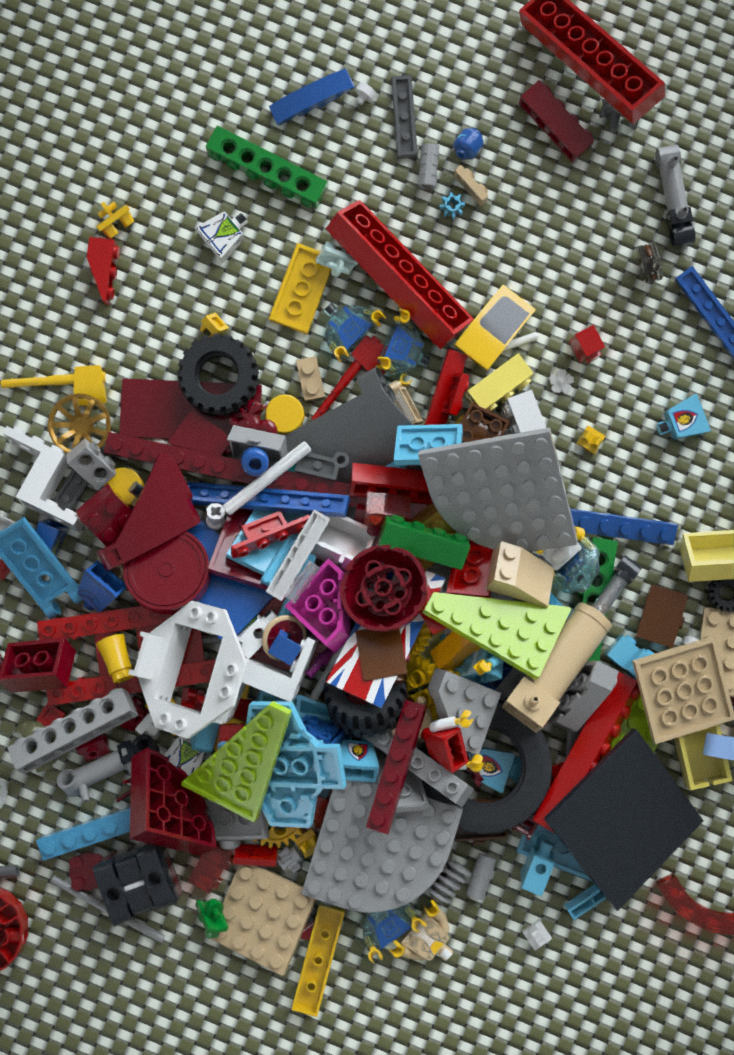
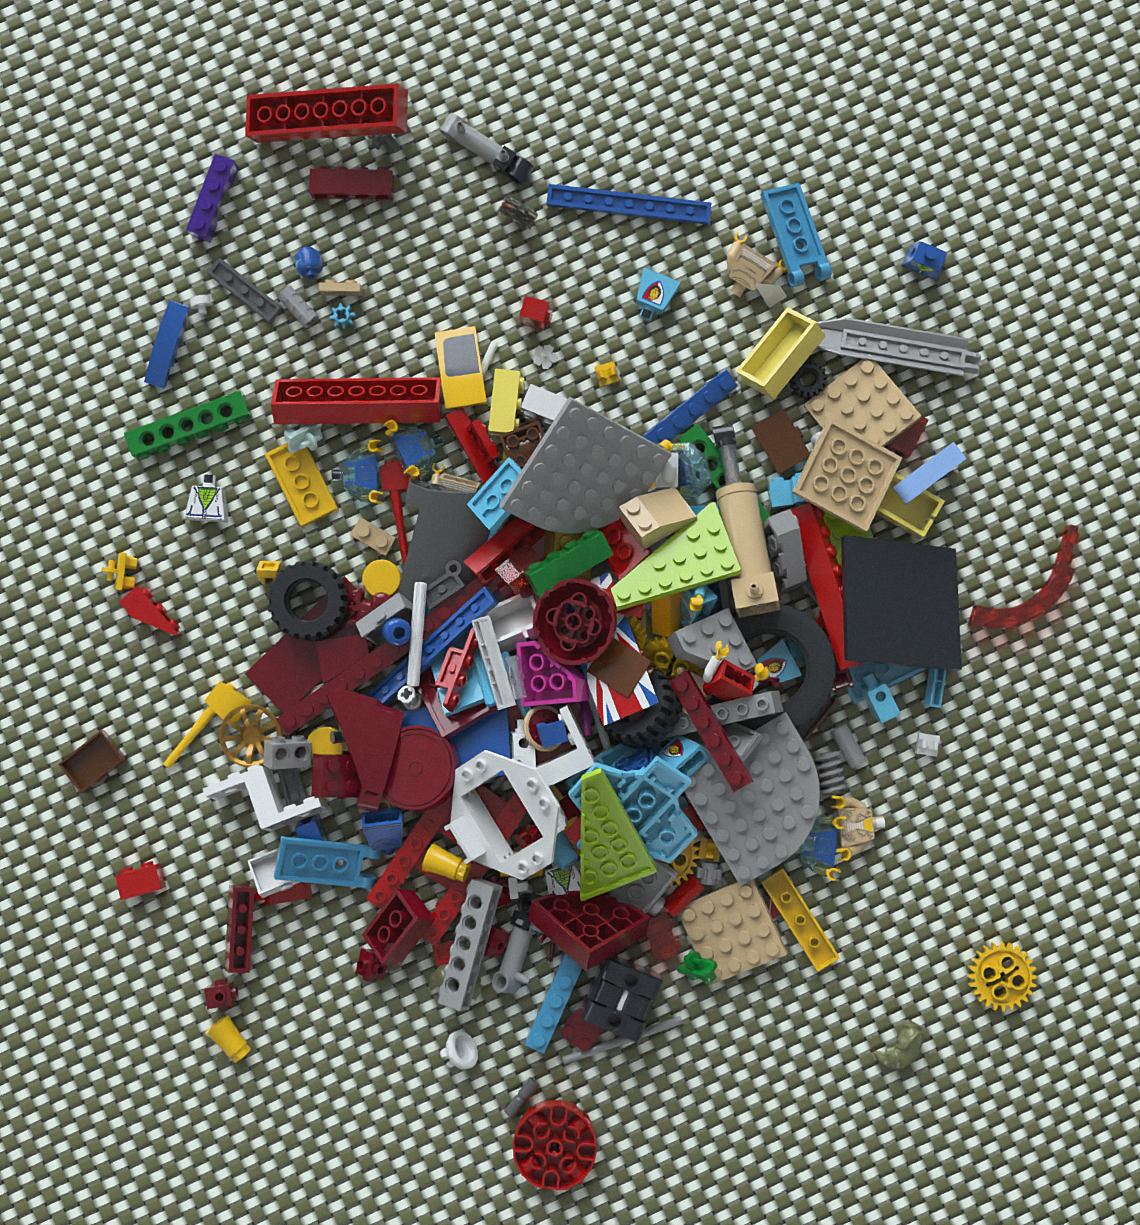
camera: 35 degrees left, 0 degrees up
(467, 21) = (205, 213): none -> dark purple arch

